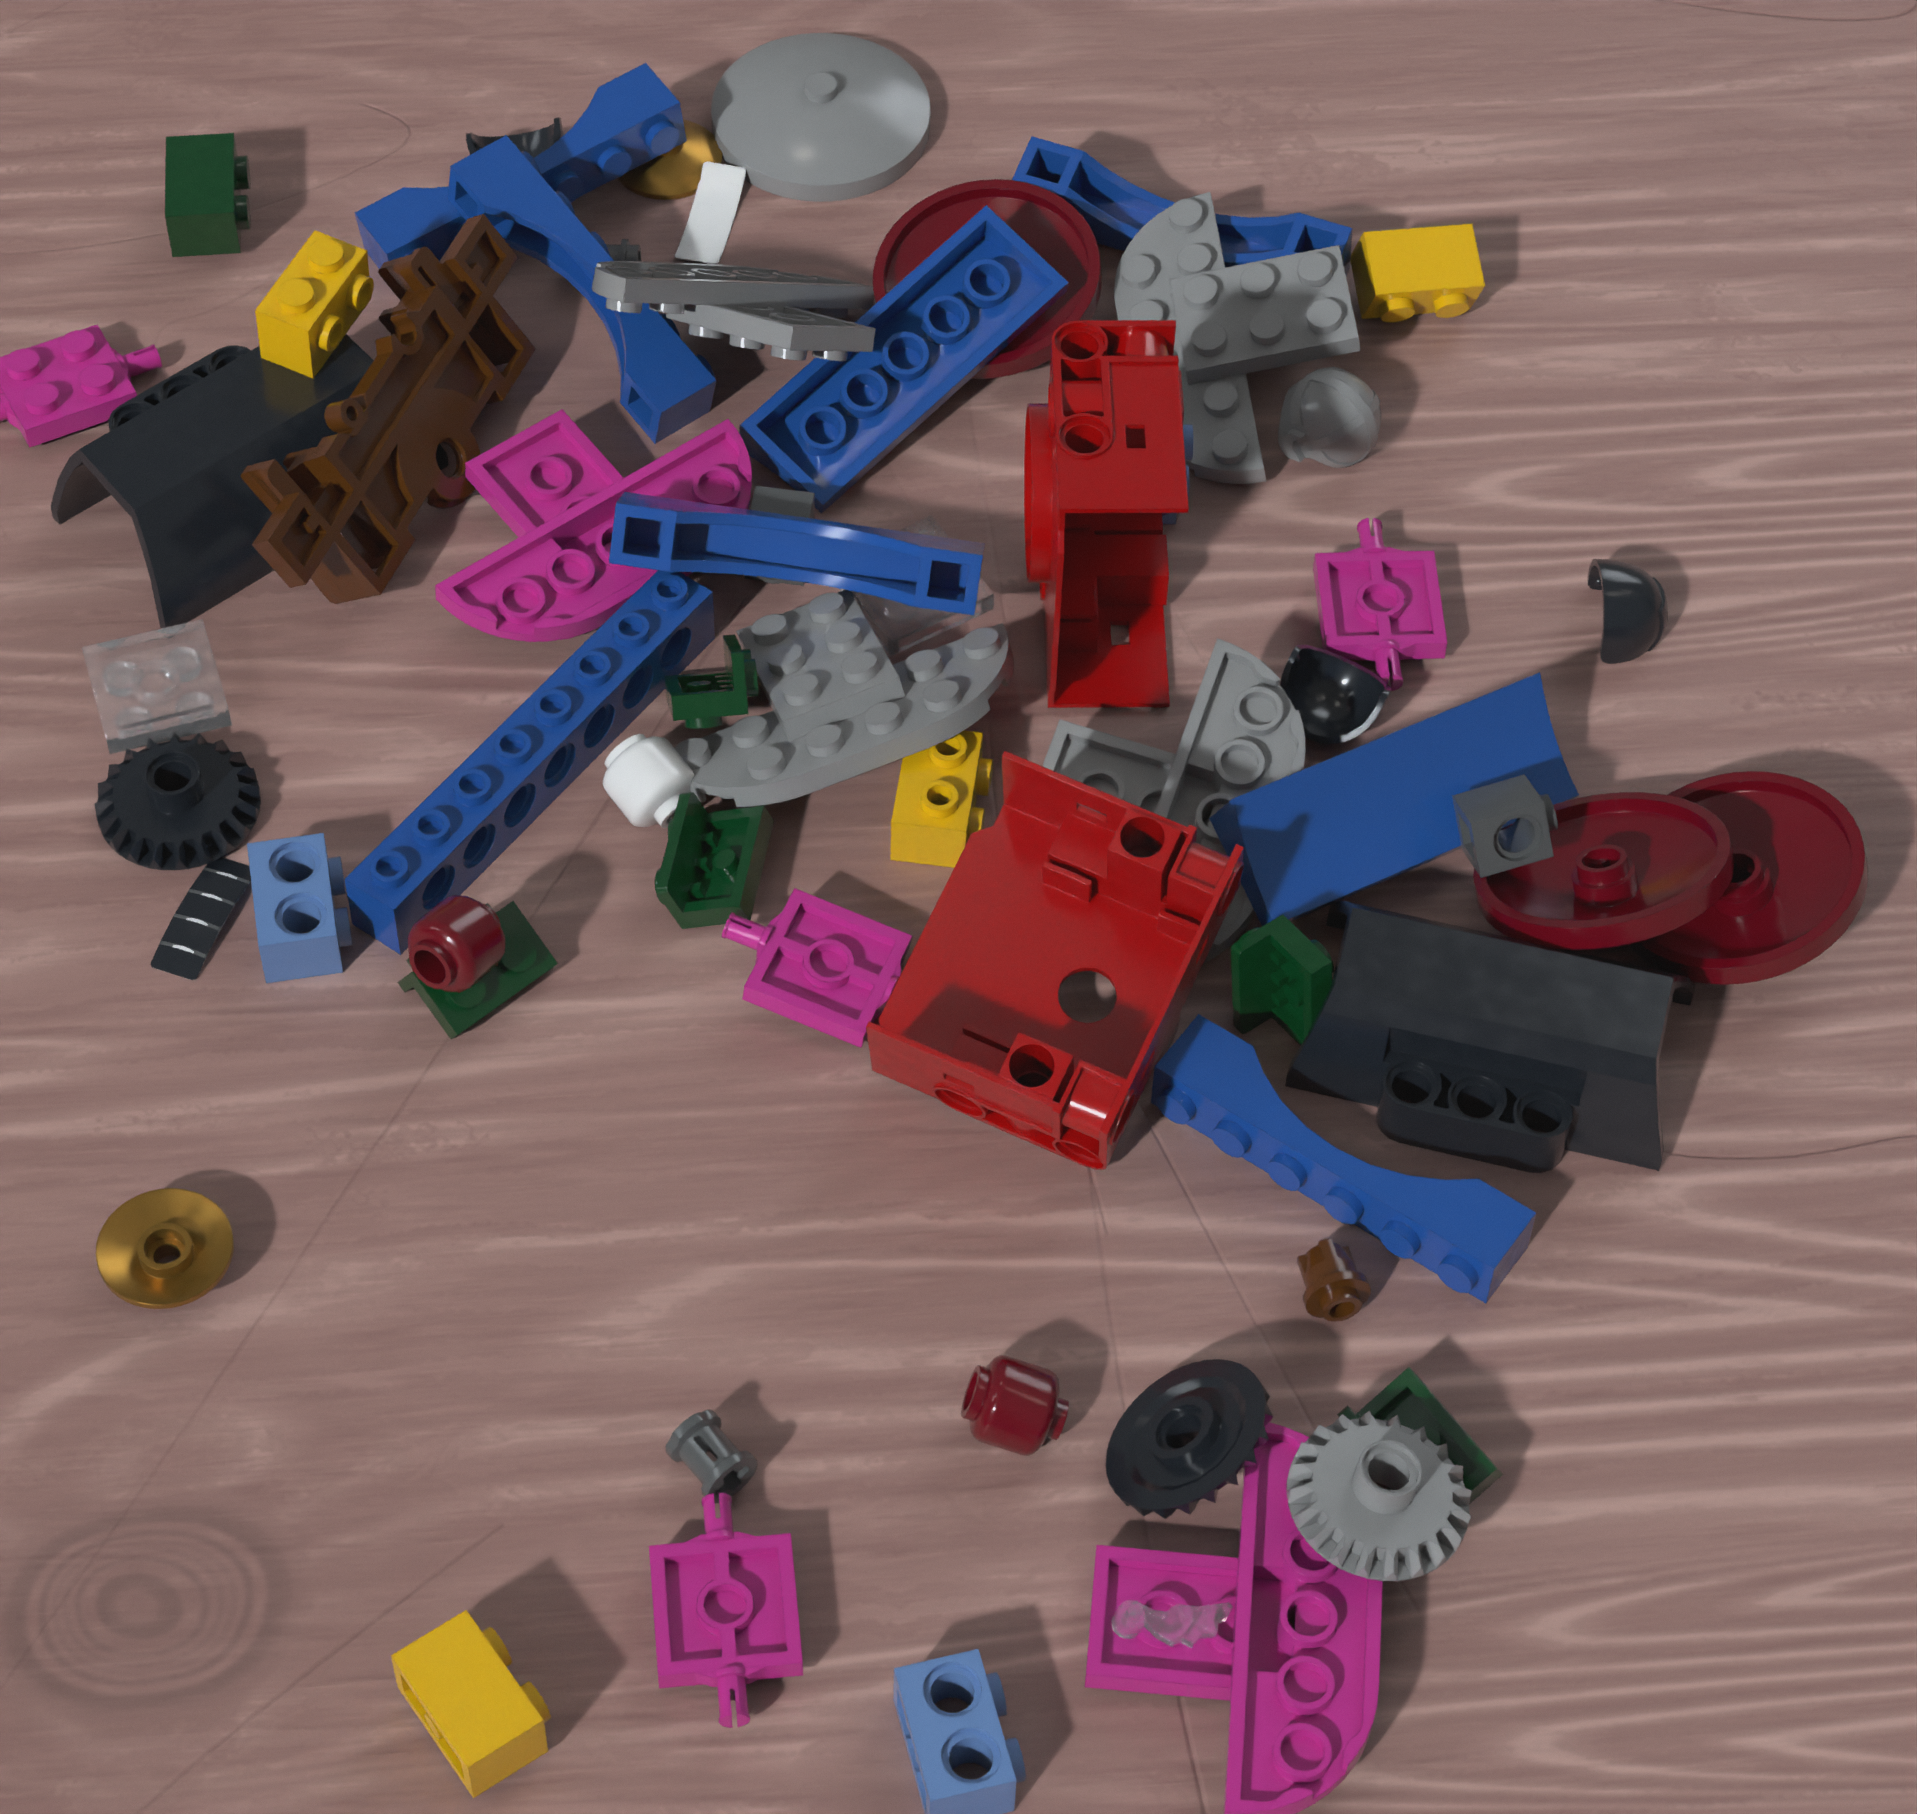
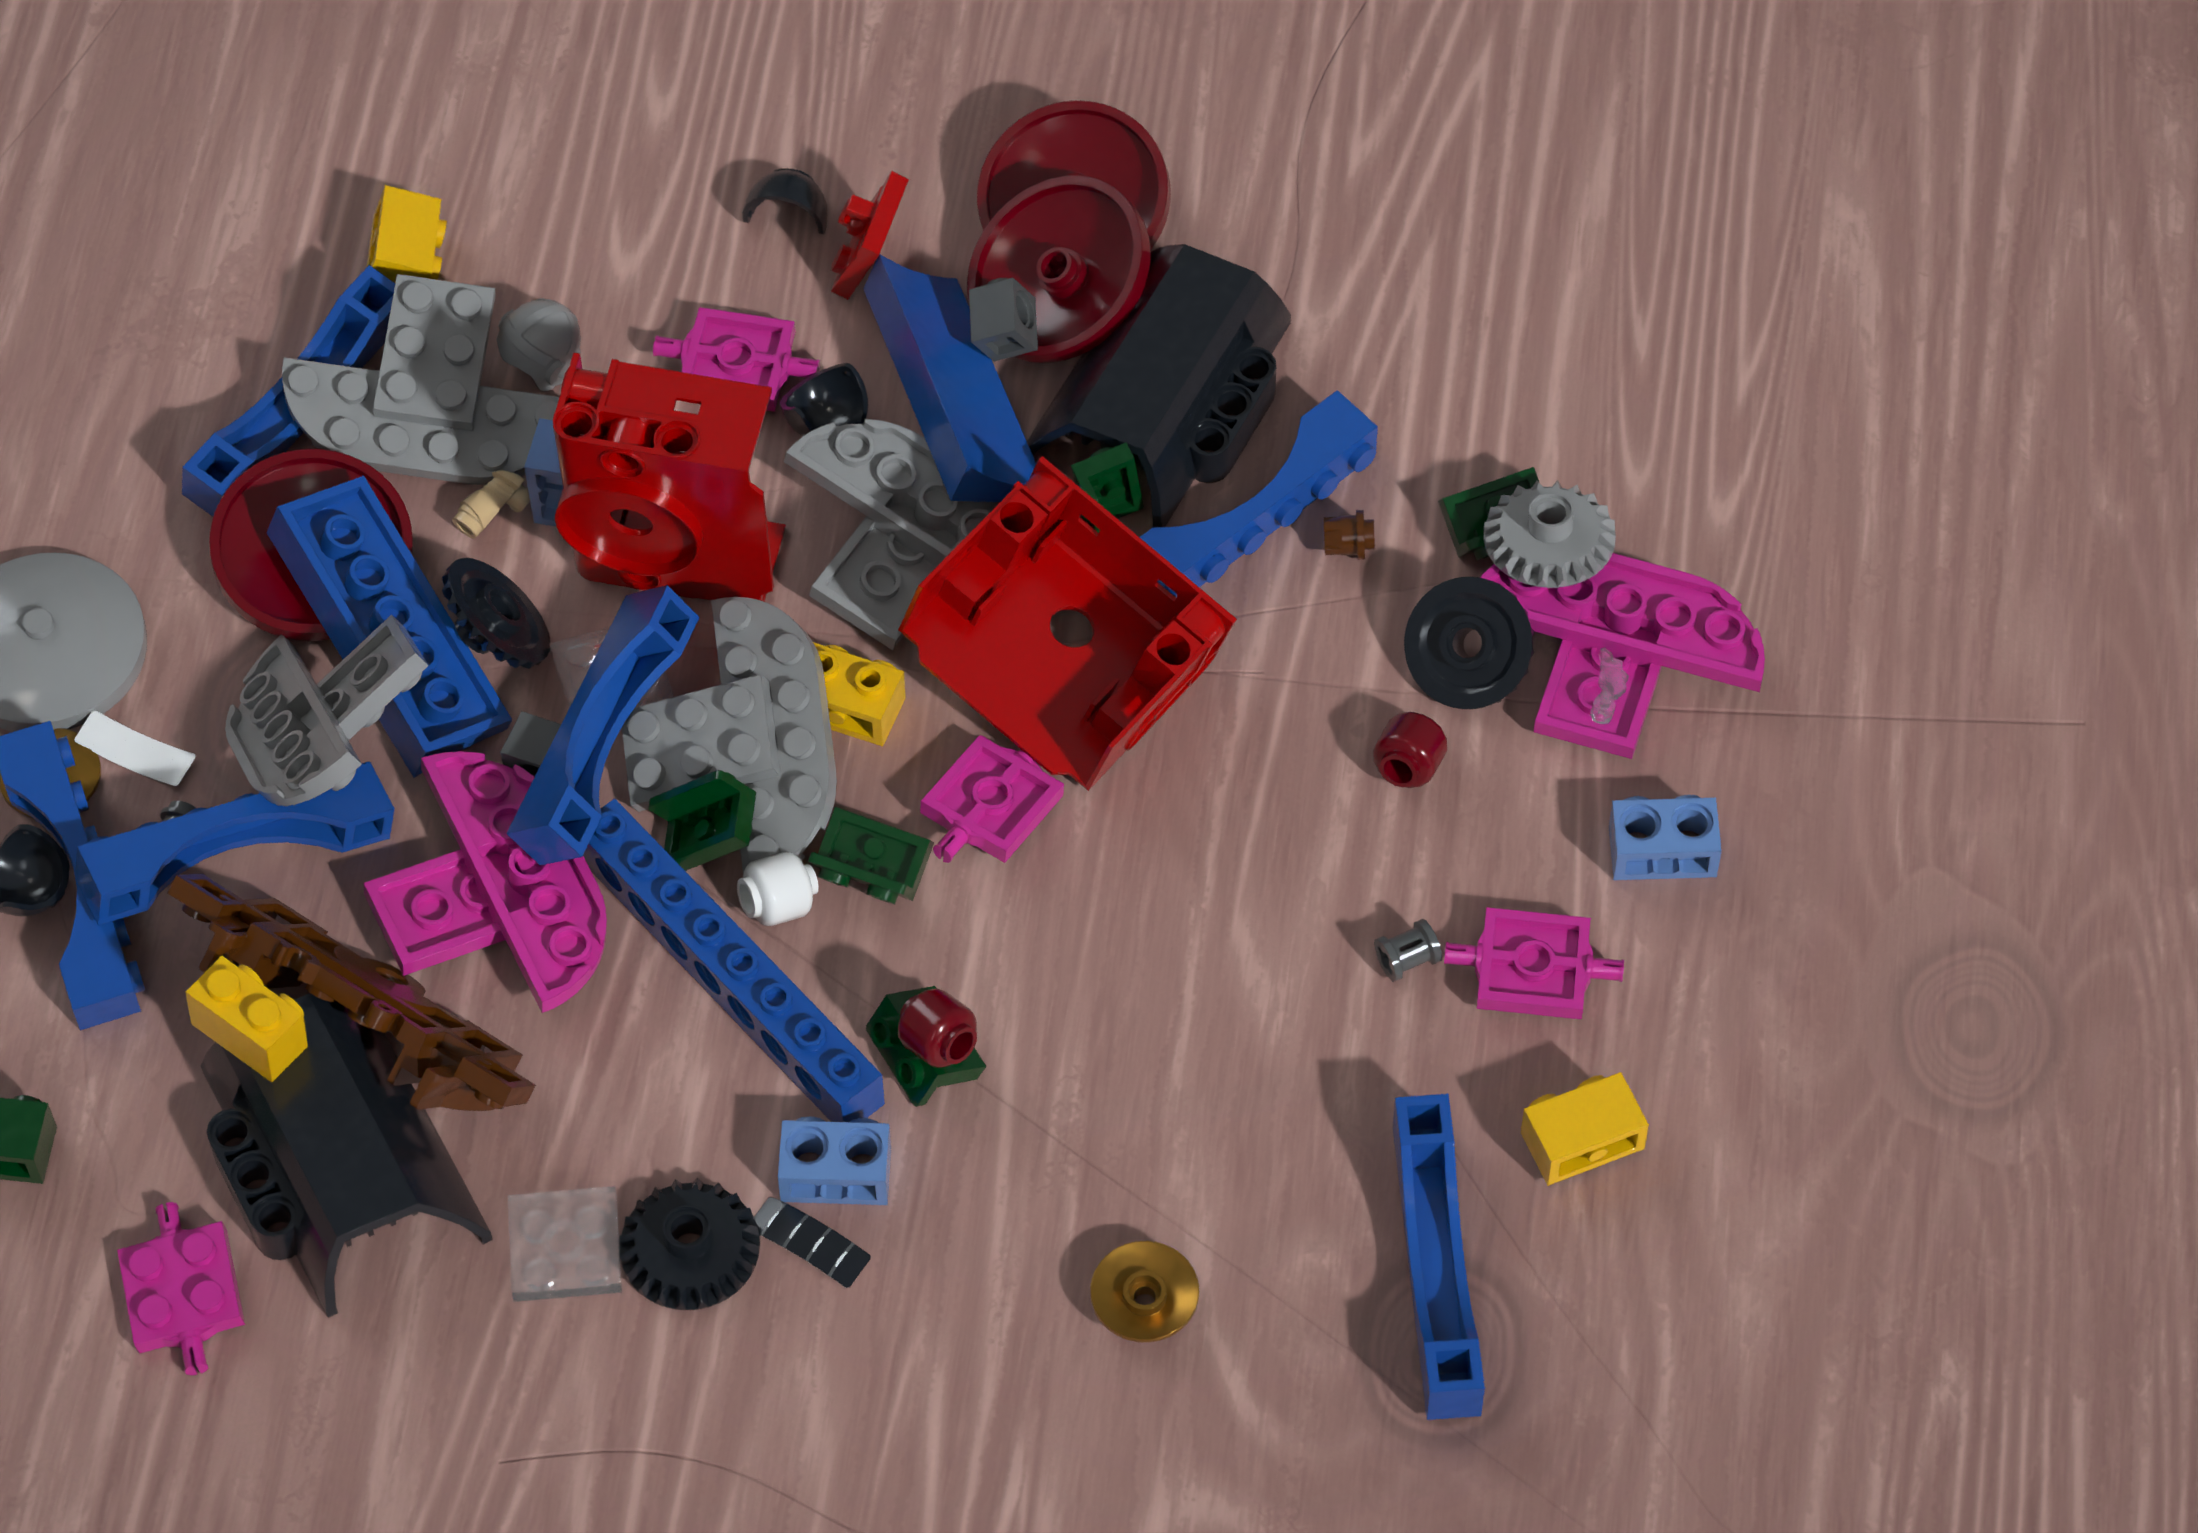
camera: 75 degrees left, 5 degrees up
(127, 1592) = (1436, 1258): none -> blue arch
(968, 451) = (495, 614): none -> black gear
(1593, 674) = (868, 225): none -> red hinge

